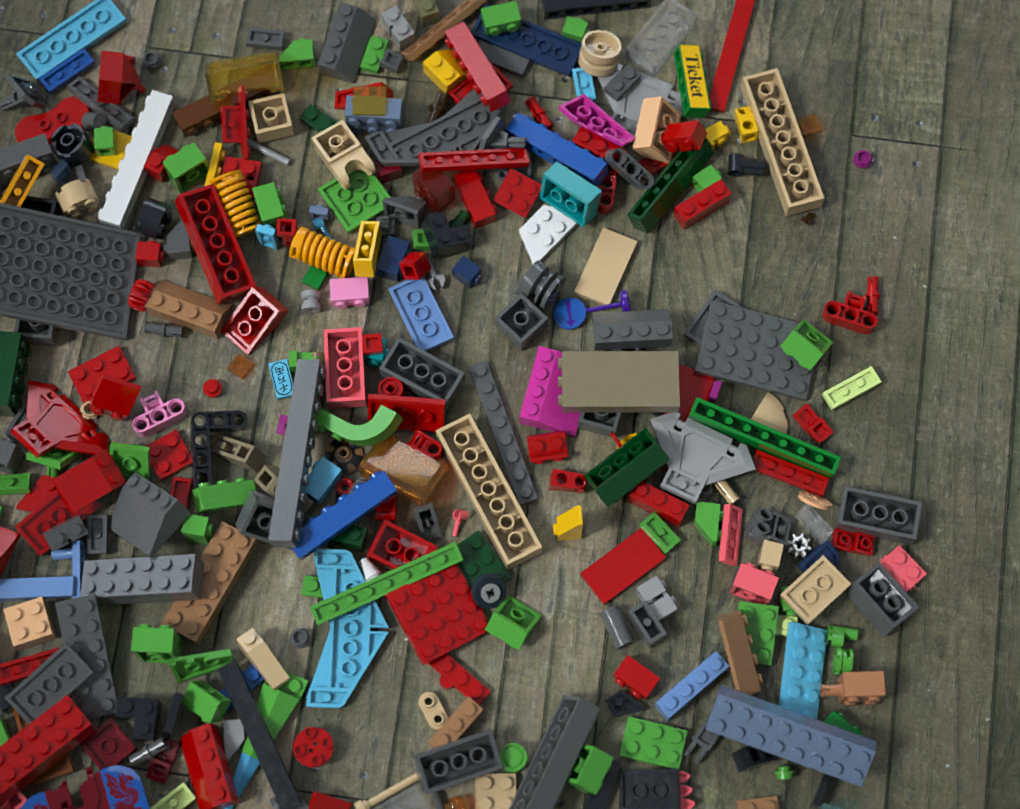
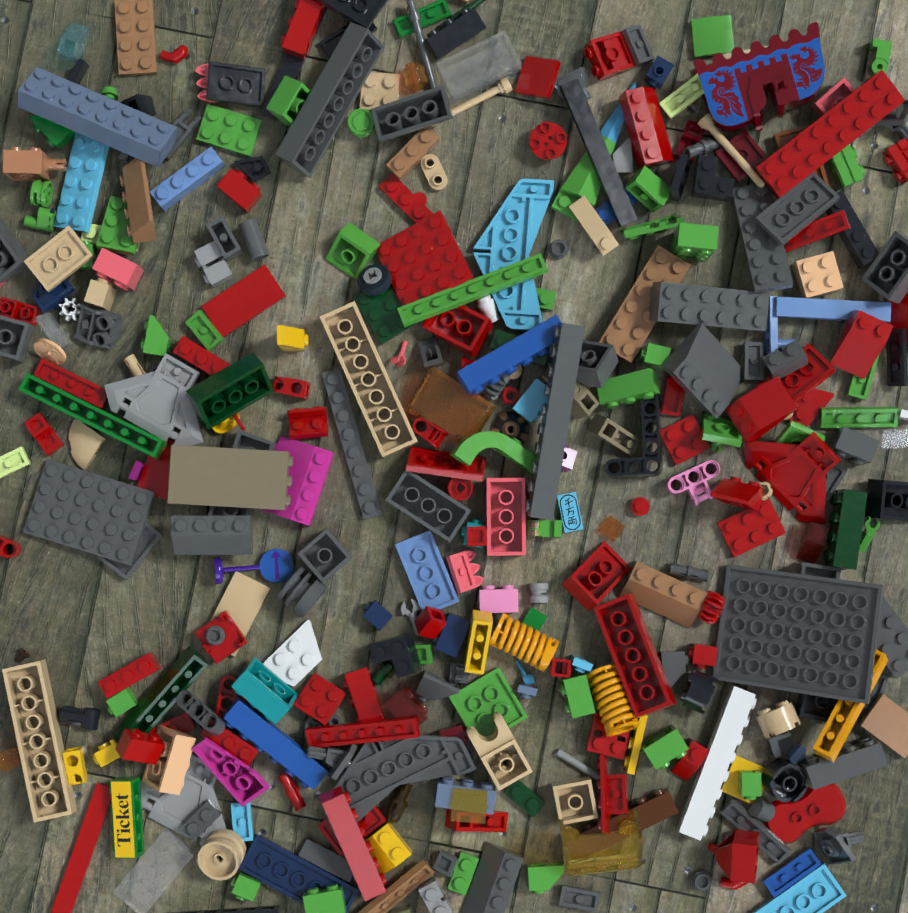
camera: 175 degrees left, 15 degrees up
(40, 364) = (812, 542): none -> clear red slope
(145, 776) = (708, 124): none -> tan piece
(385, 316) = (463, 571): none -> coral plate
(616, 242) = (233, 639): none -> red piece
(622, 241) = (215, 635): none -> dark grey plate
(730, 534) = (136, 324): coral plate -> none
(806, 344) = (38, 510): bright green slope -> none

